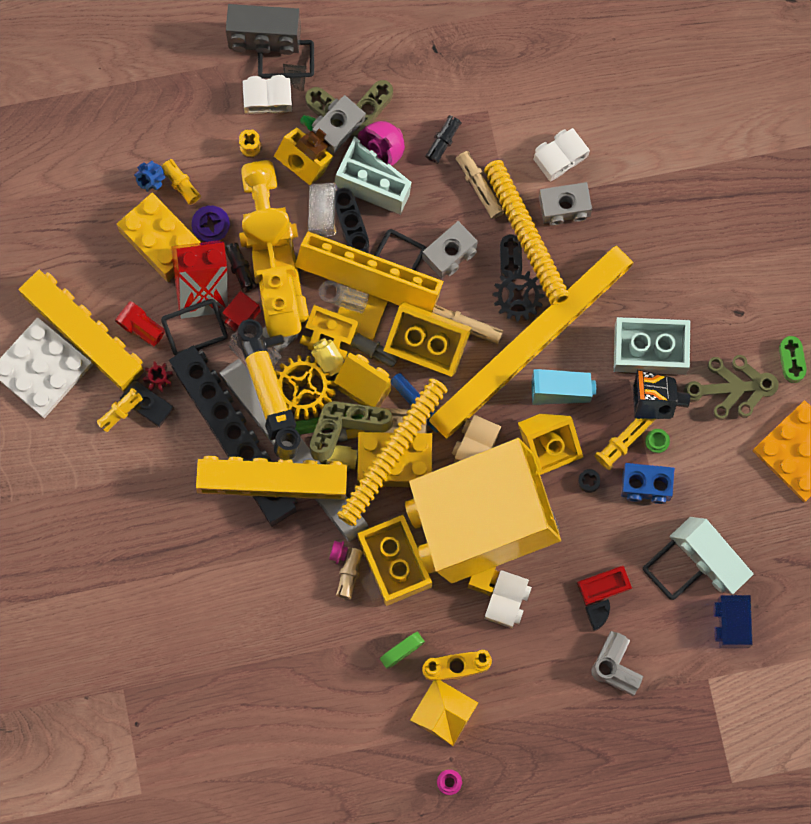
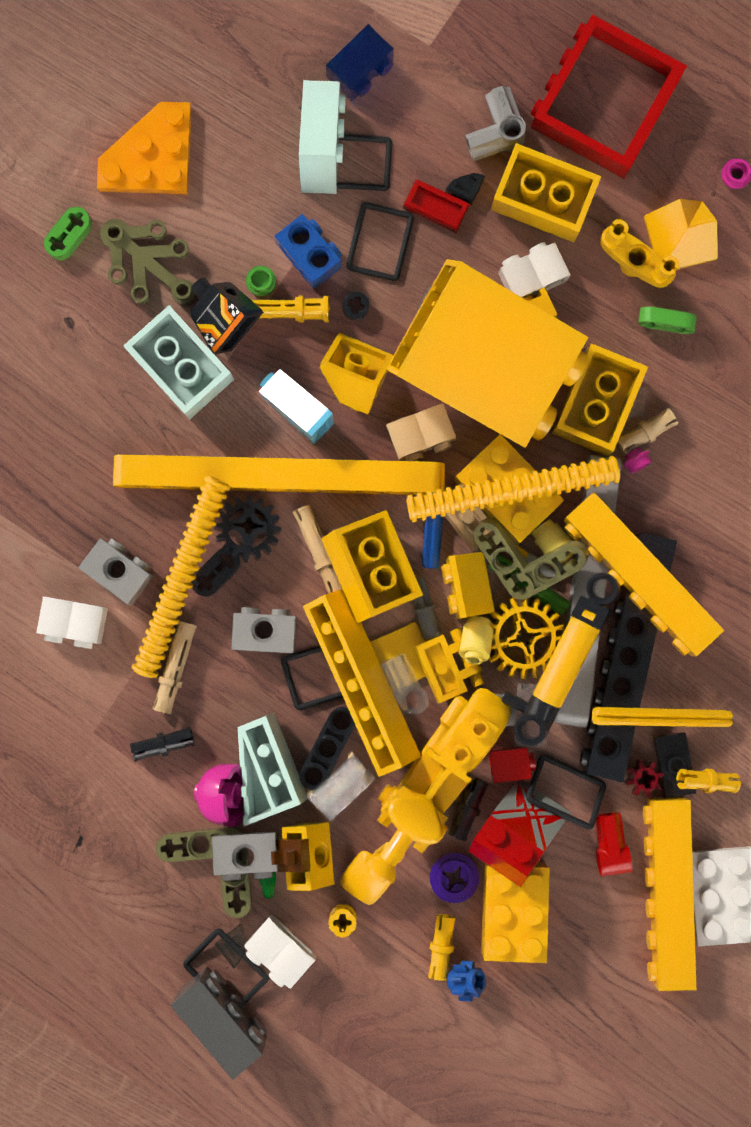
camera: 135 degrees left, 10 degrees up
(181, 416) = (661, 717): none -> yellow axle
(548, 649) = (545, 193): none -> yellow brick
(597, 542) = (396, 276): none -> black piece
(609, 725) = (581, 143): none -> red window

